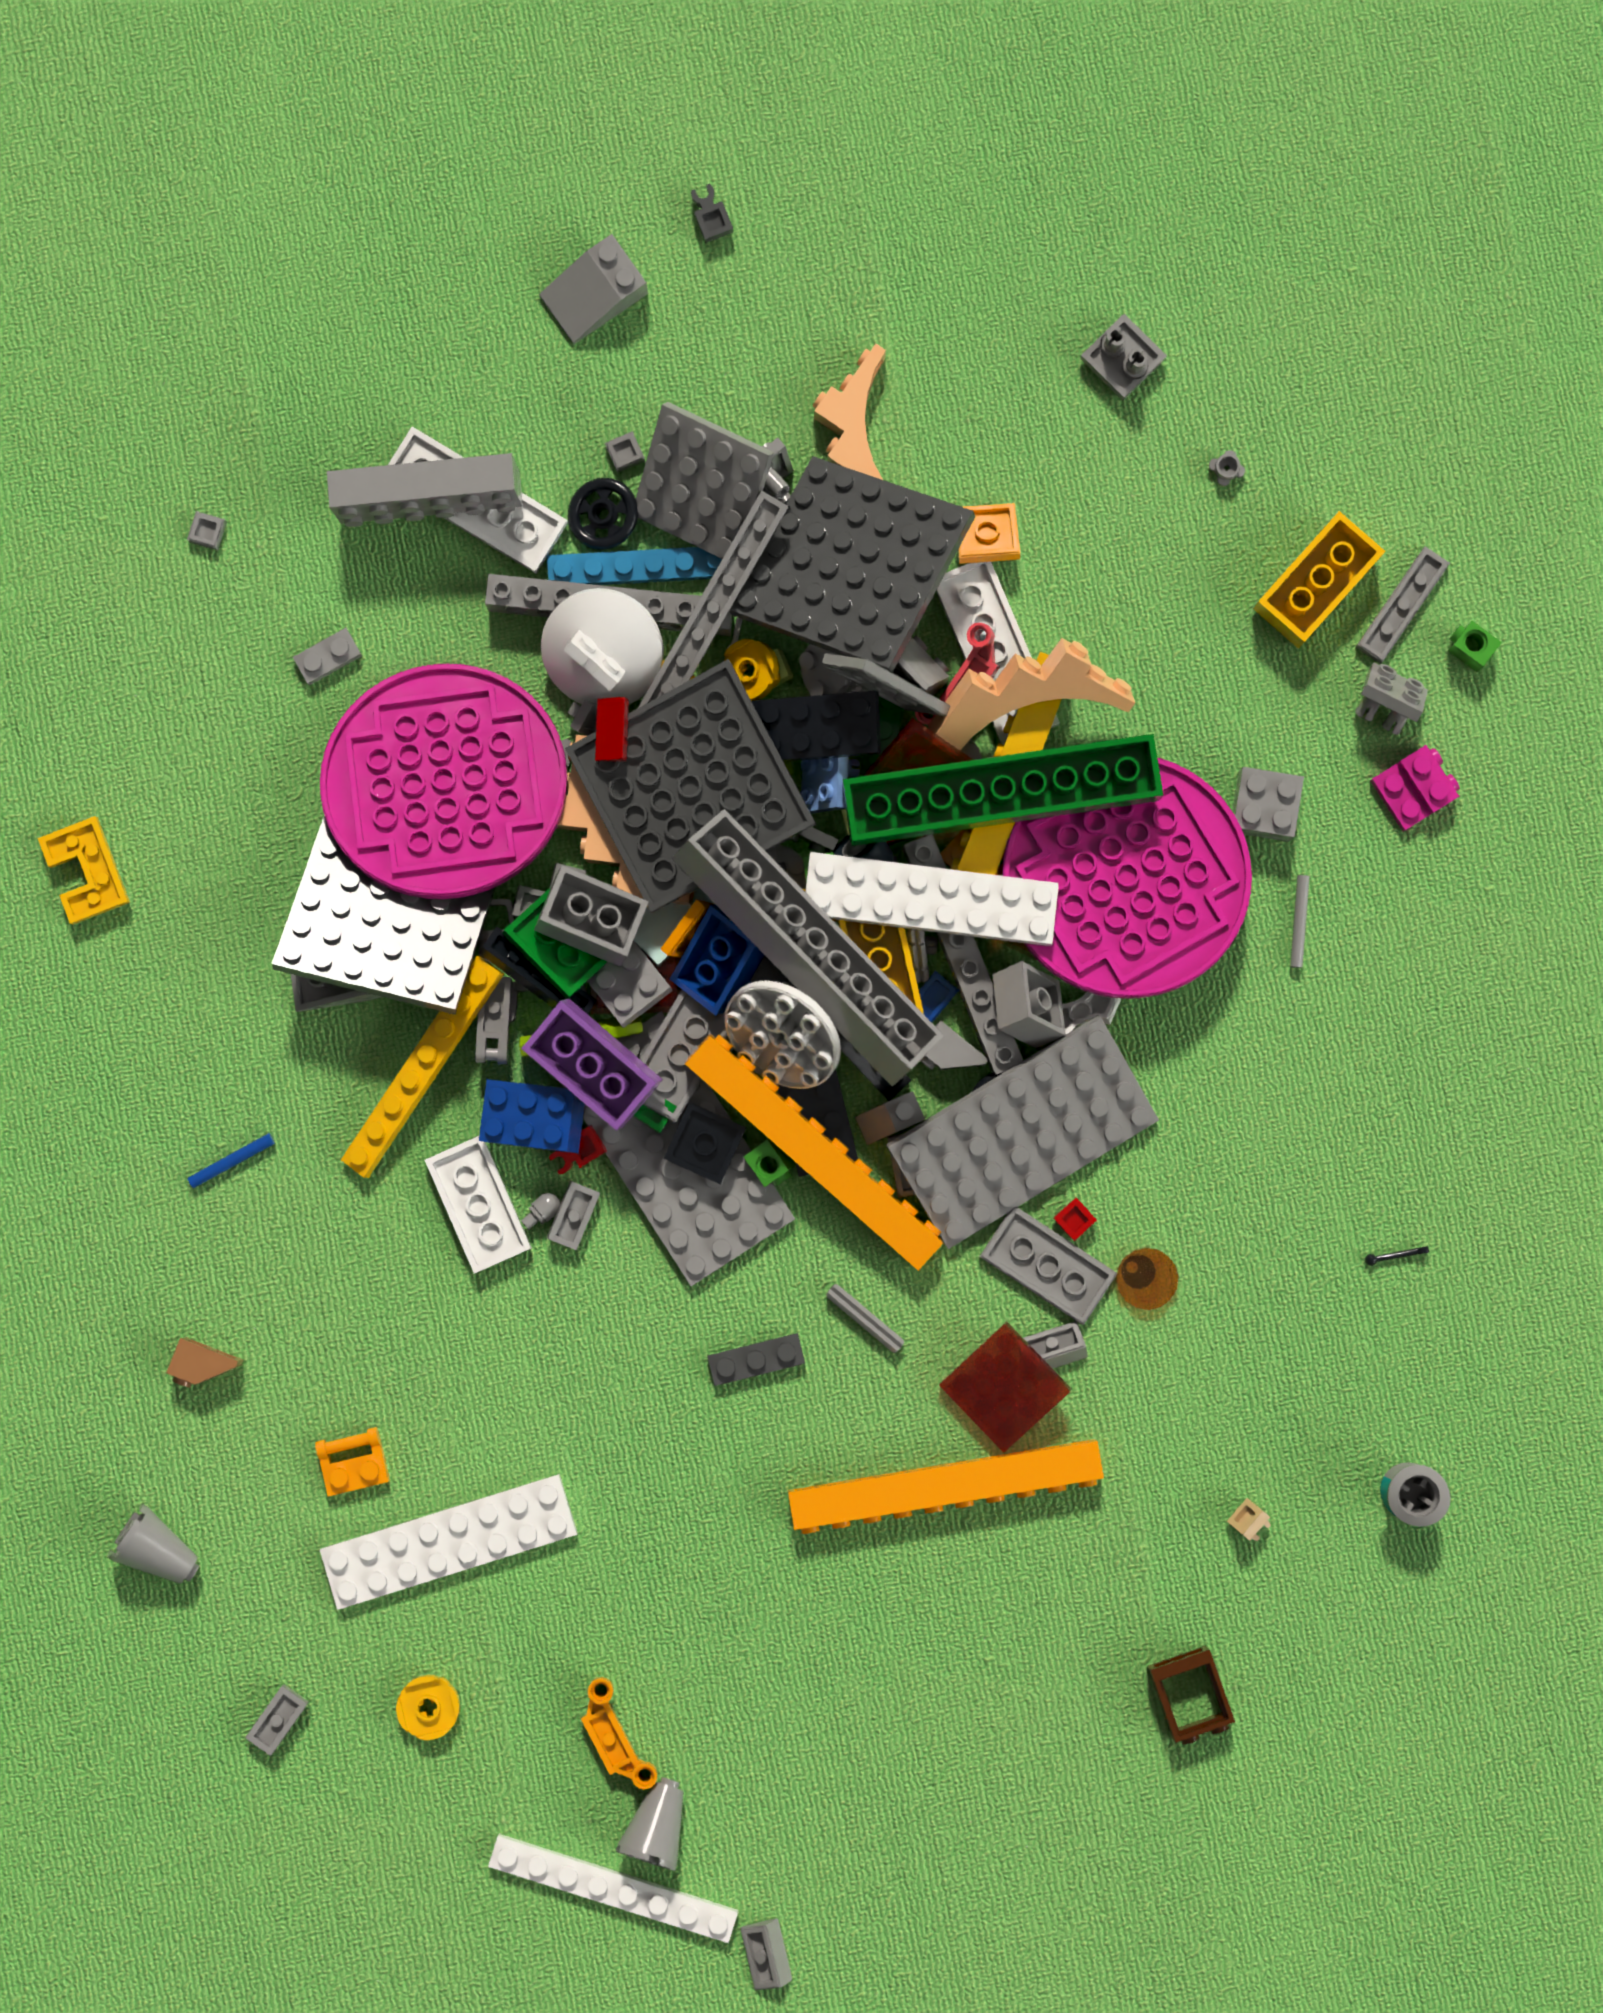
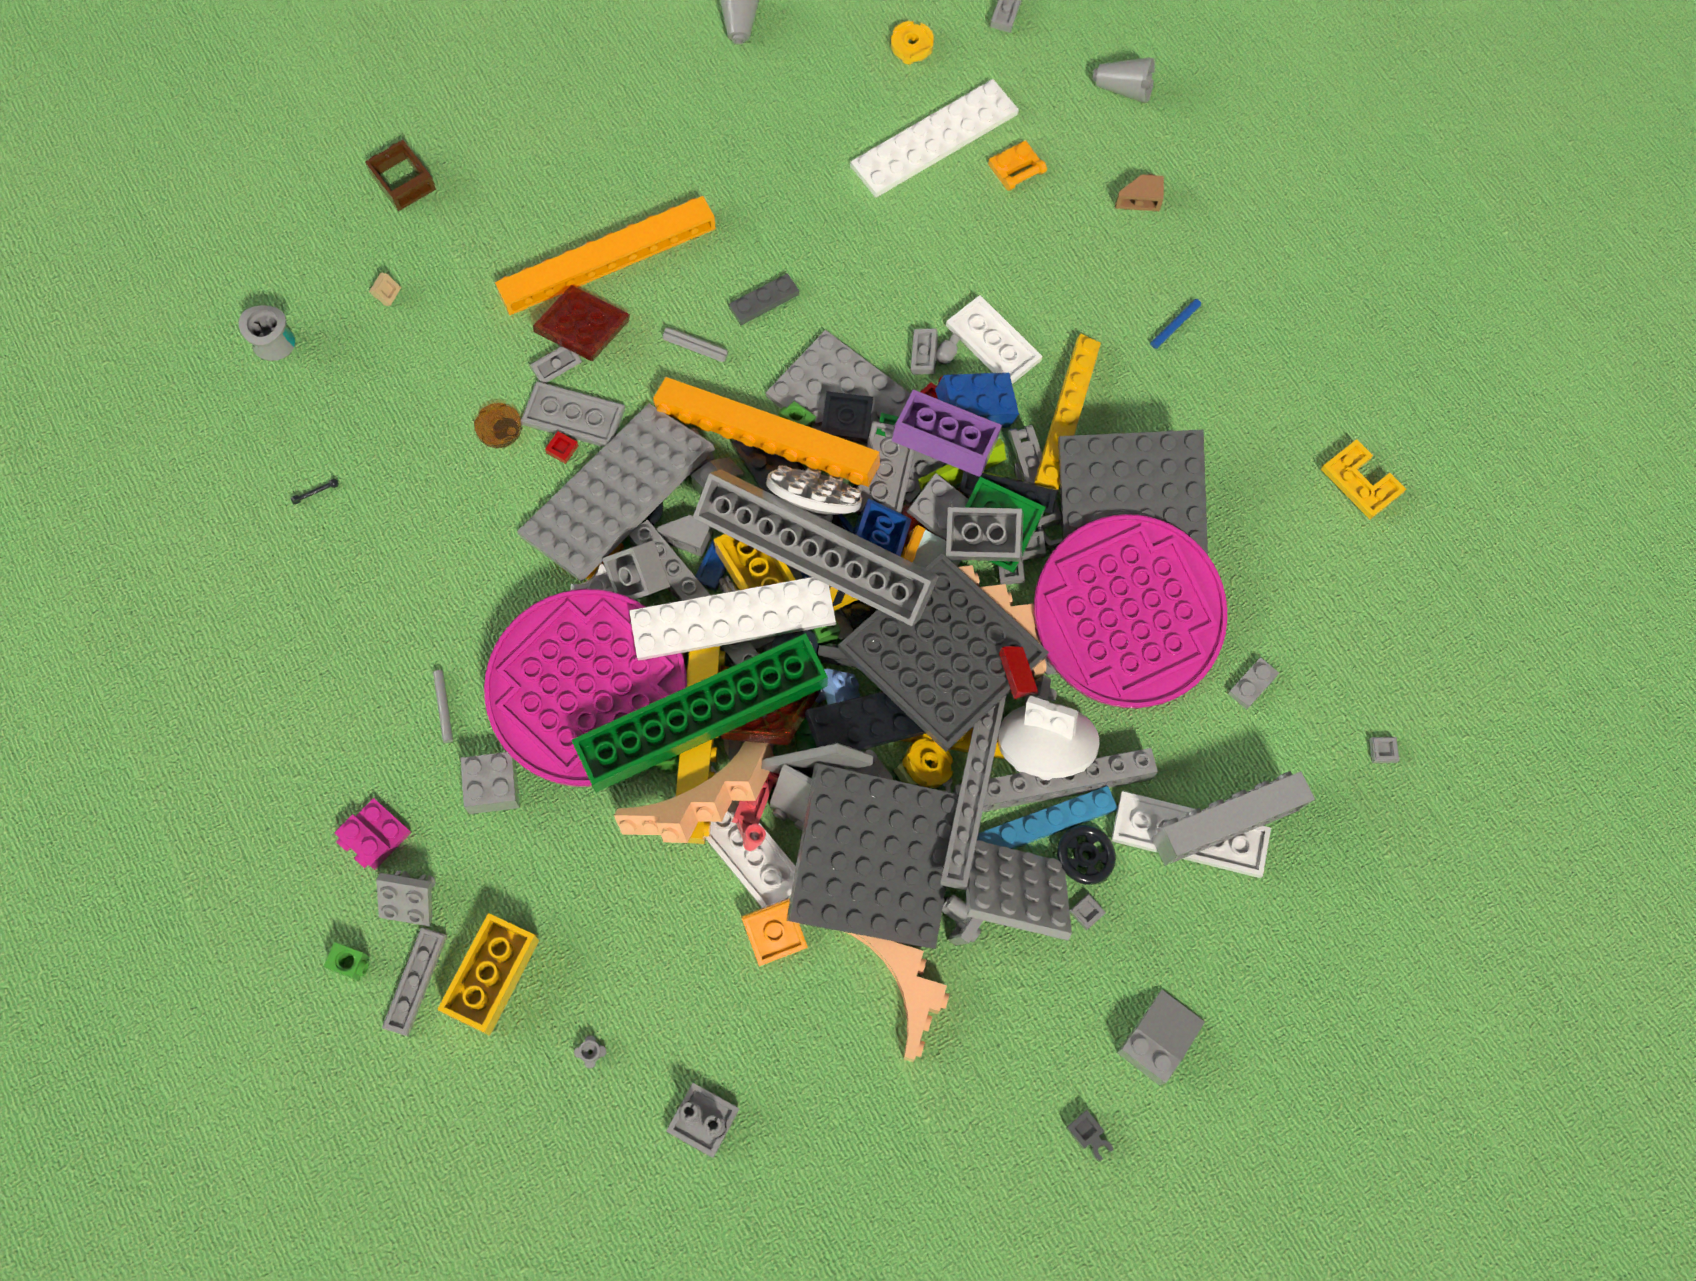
camera: 160 degrees right, 15 degrees down
(611, 1738) = (783, 52): light orange plate -> none

